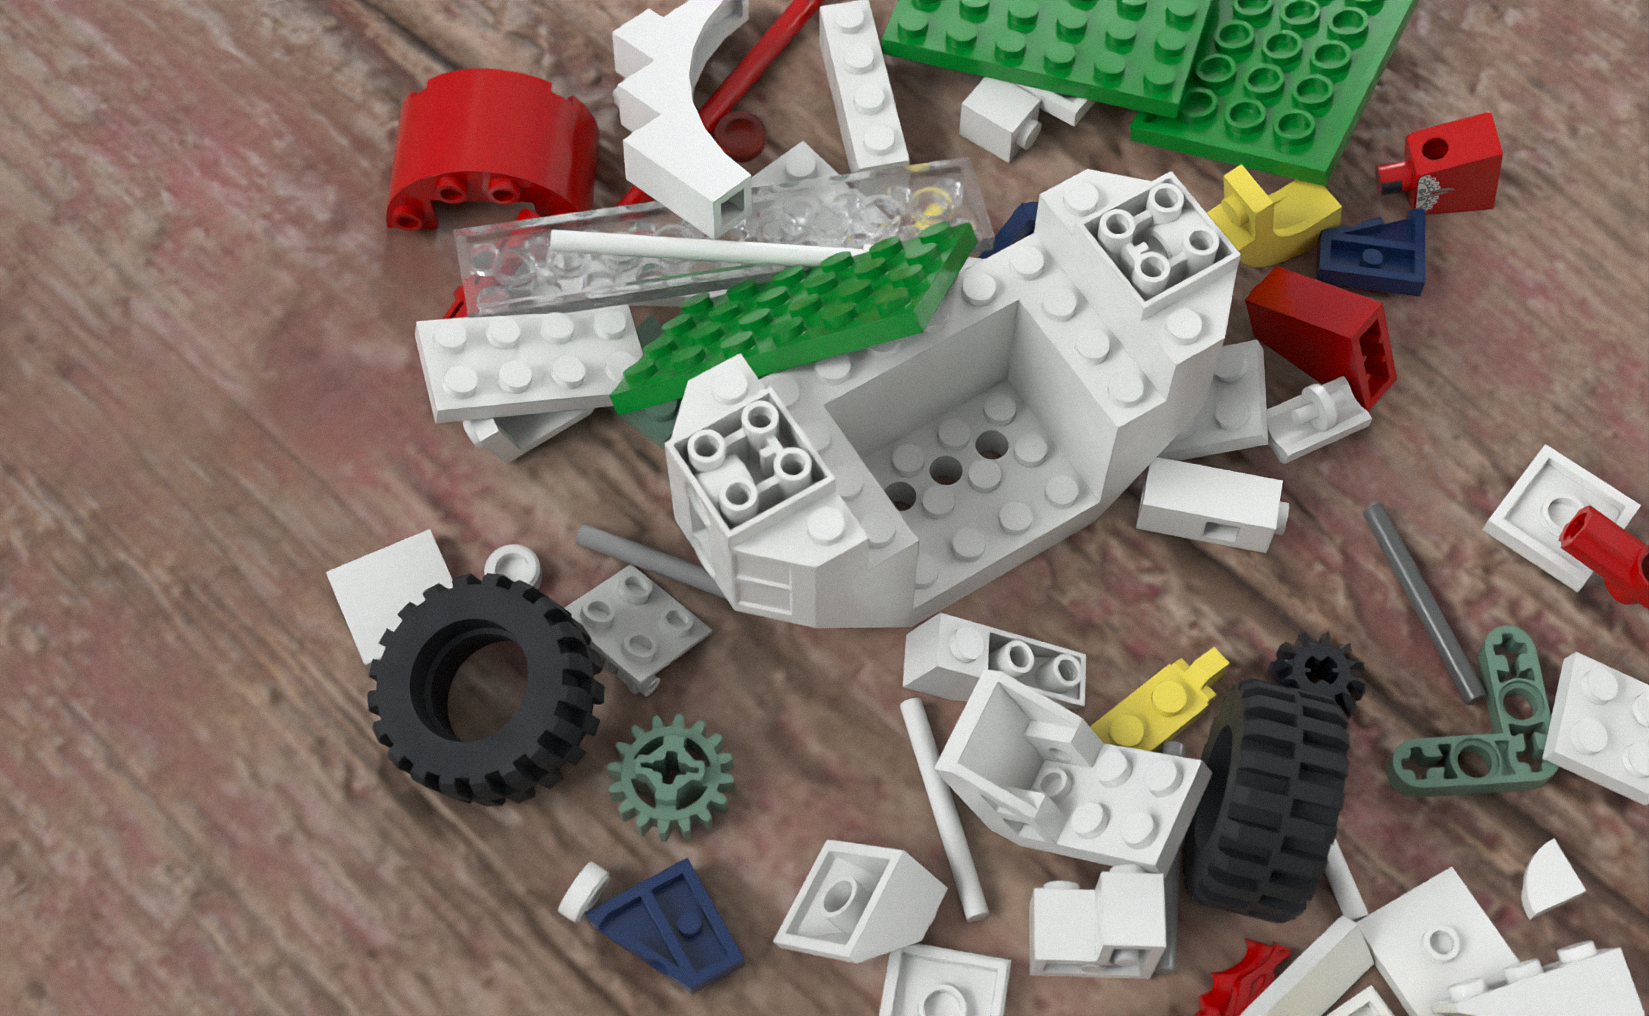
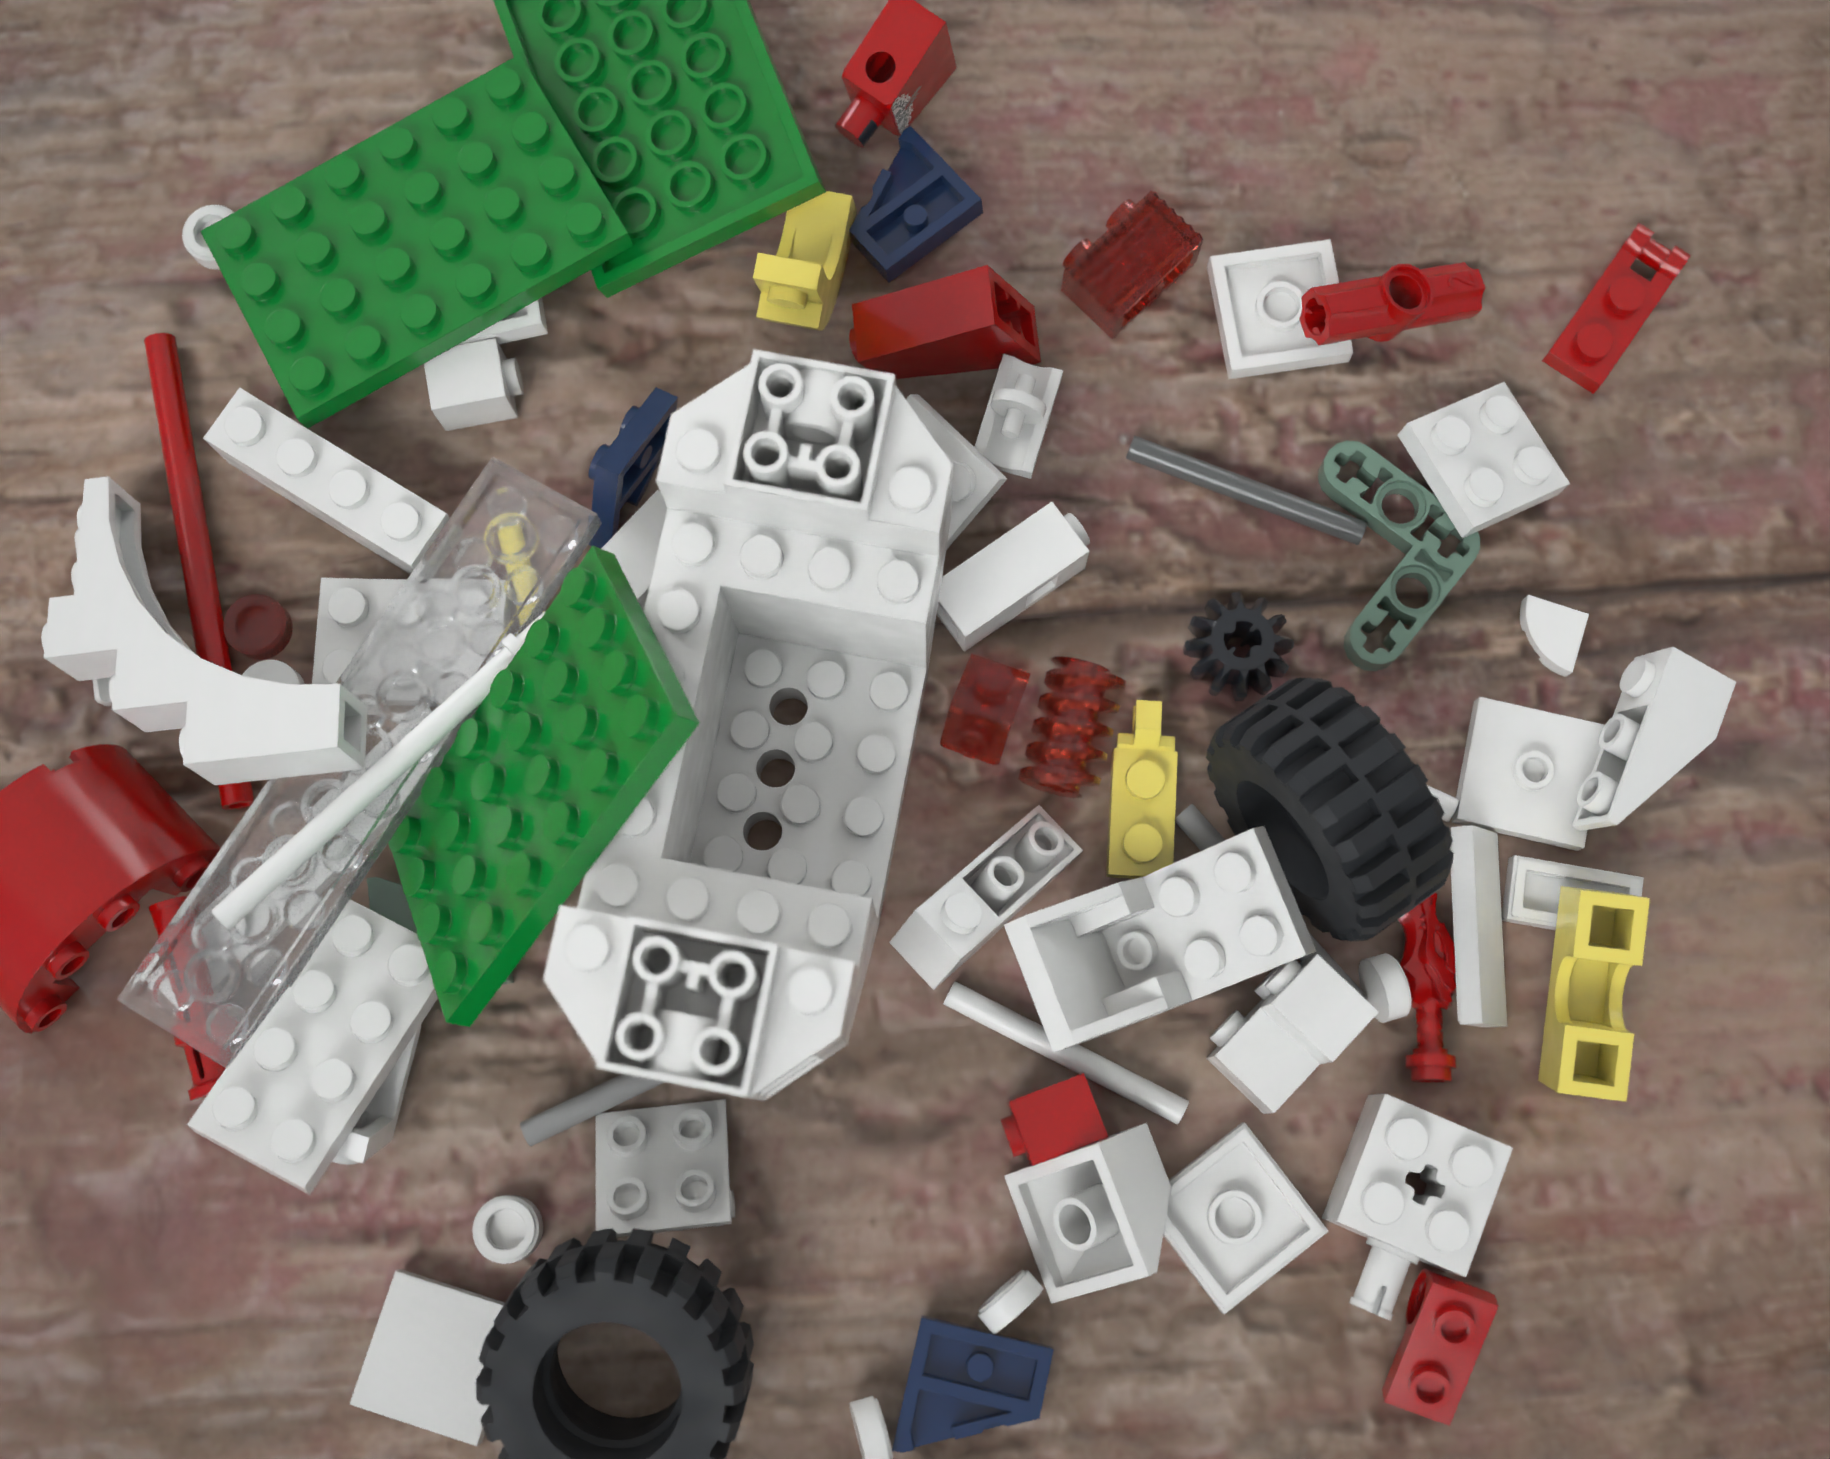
camera: 45 degrees left, 15 degrees up
(692, 783) = (855, 1289): sand green gear -> none
(749, 906) = (1009, 1301): none -> white tile
(893, 823) = (1053, 1121): none -> red brick
(1110, 563) = (984, 709): none -> clear red bracket
(1153, 620) = (1070, 727): none -> clear red piece
(1192, 973) = (1385, 987): none -> white tile
(1486, 404) = (1130, 262): none -> clear red brick

